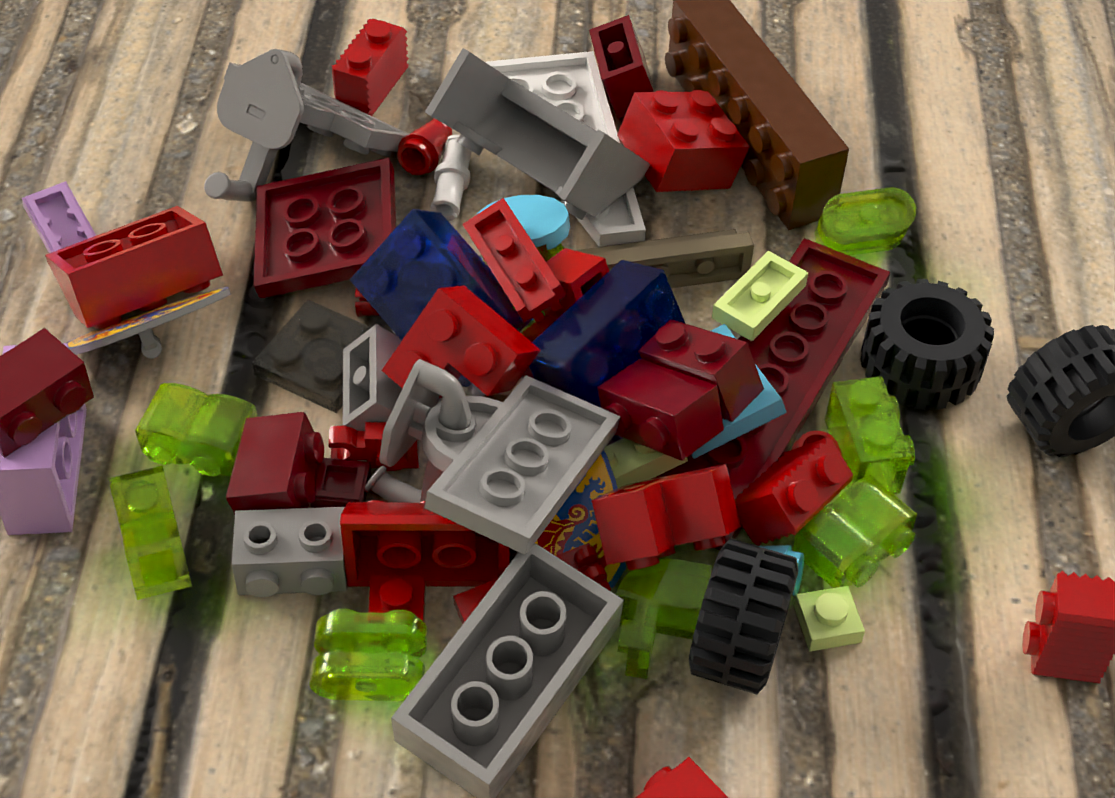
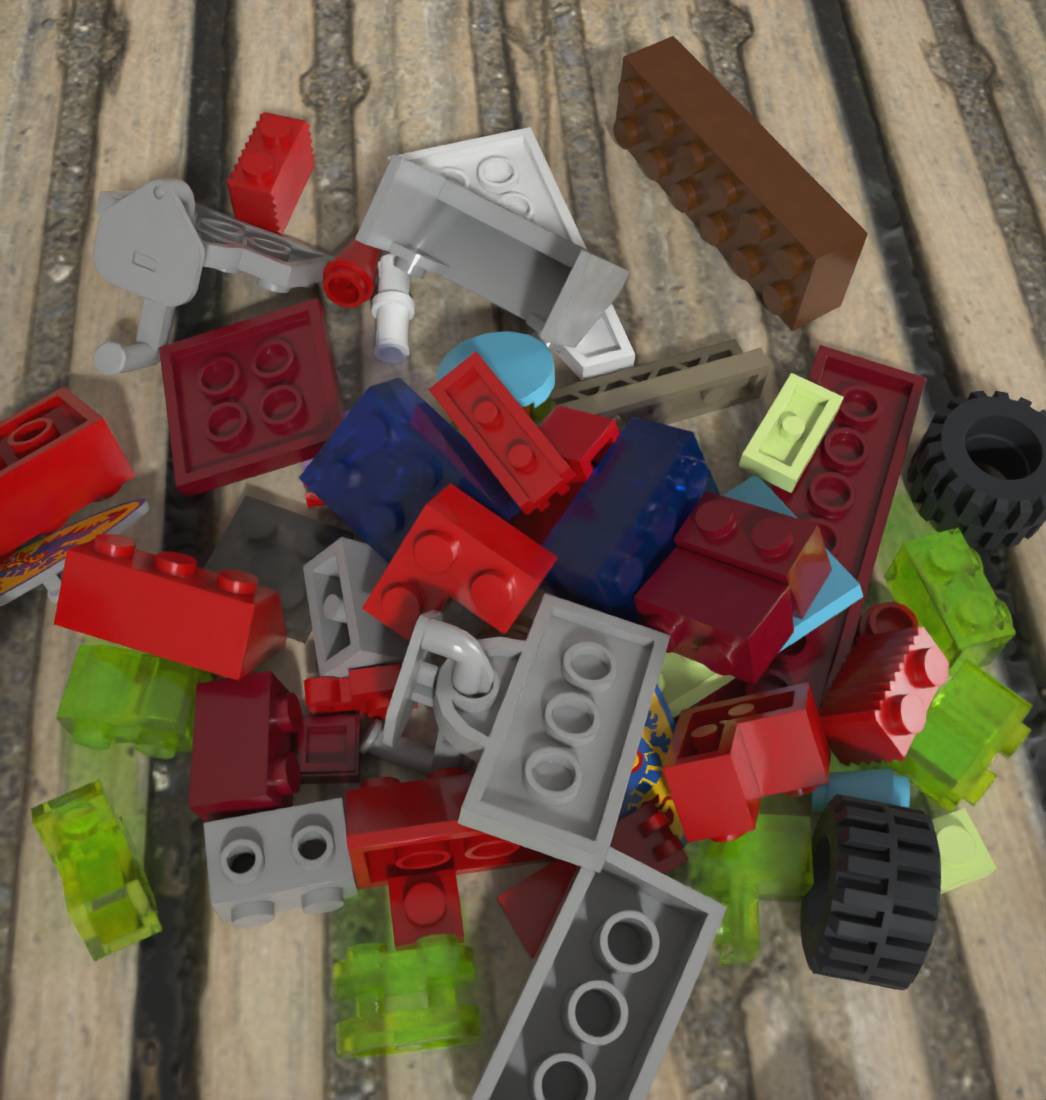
camera: 10 degrees left, 10 degrees up
(237, 357) = (170, 606): none -> red slope
(620, 62) = (571, 144): dark red brick -> none
(683, 140) = (659, 233): red brick -> none
(866, 221) = (889, 316): clear neon green brick -> none

